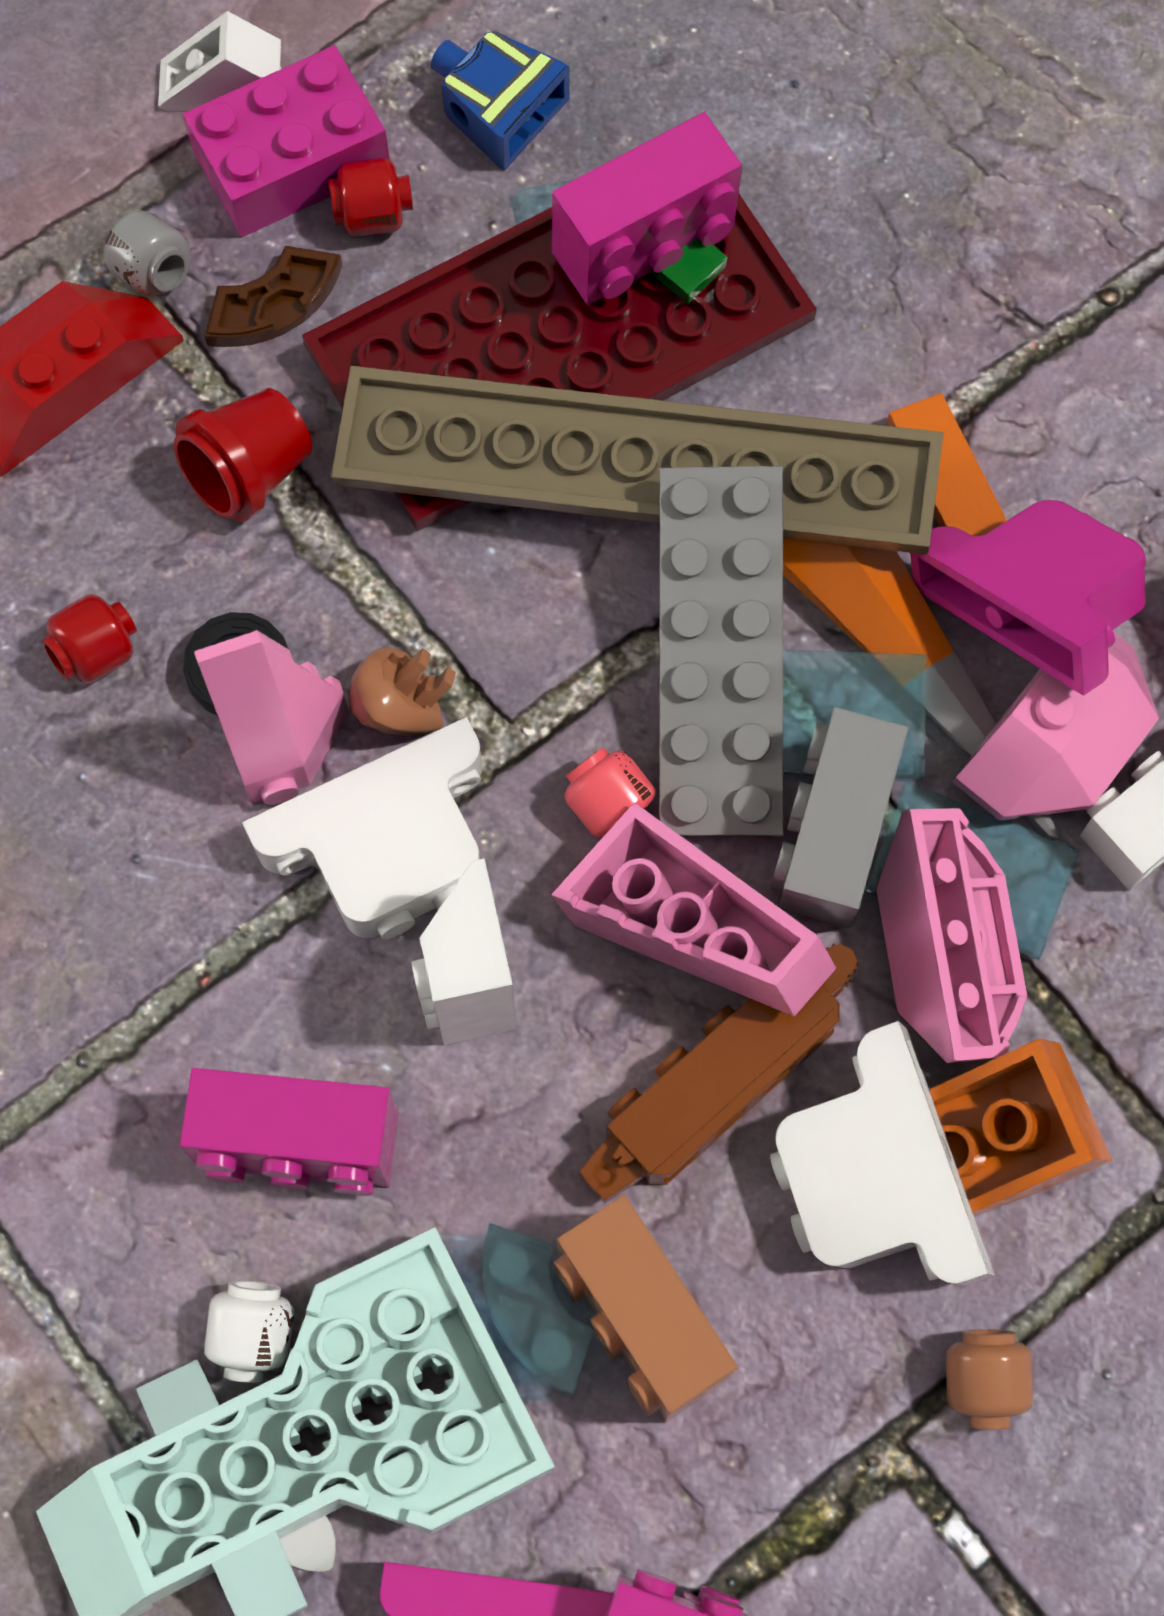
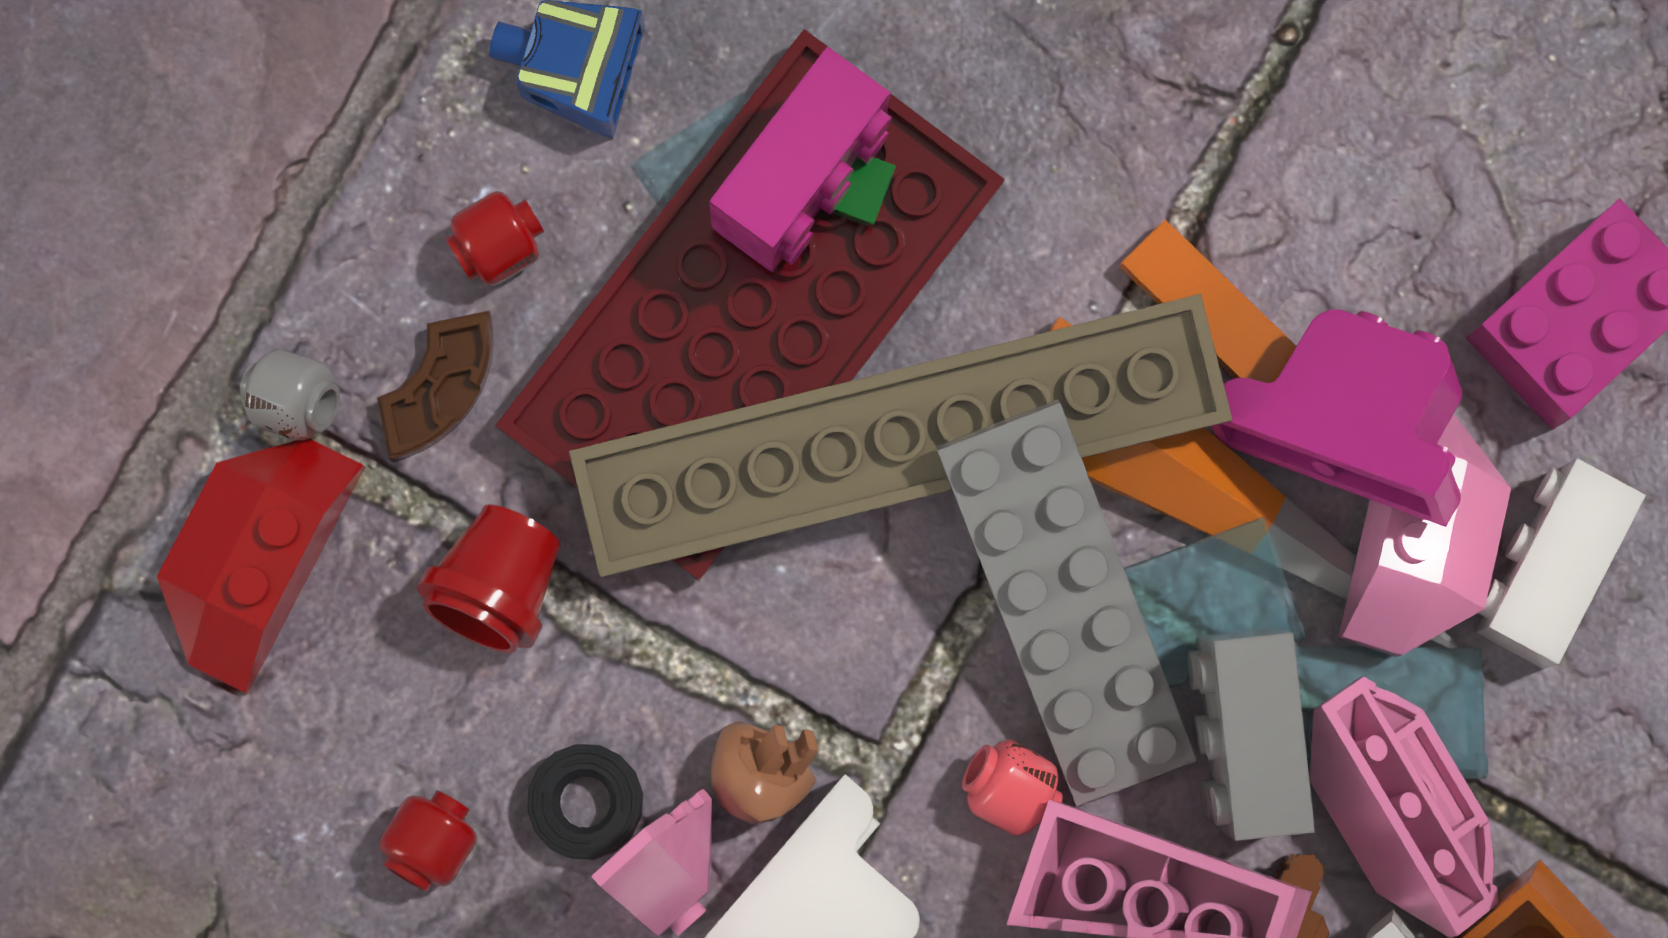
camera: 25 degrees left, 10 degrees up
(216, 62) = (269, 150): white slope -> none
(284, 139) = (378, 206): dark pink brick -> none

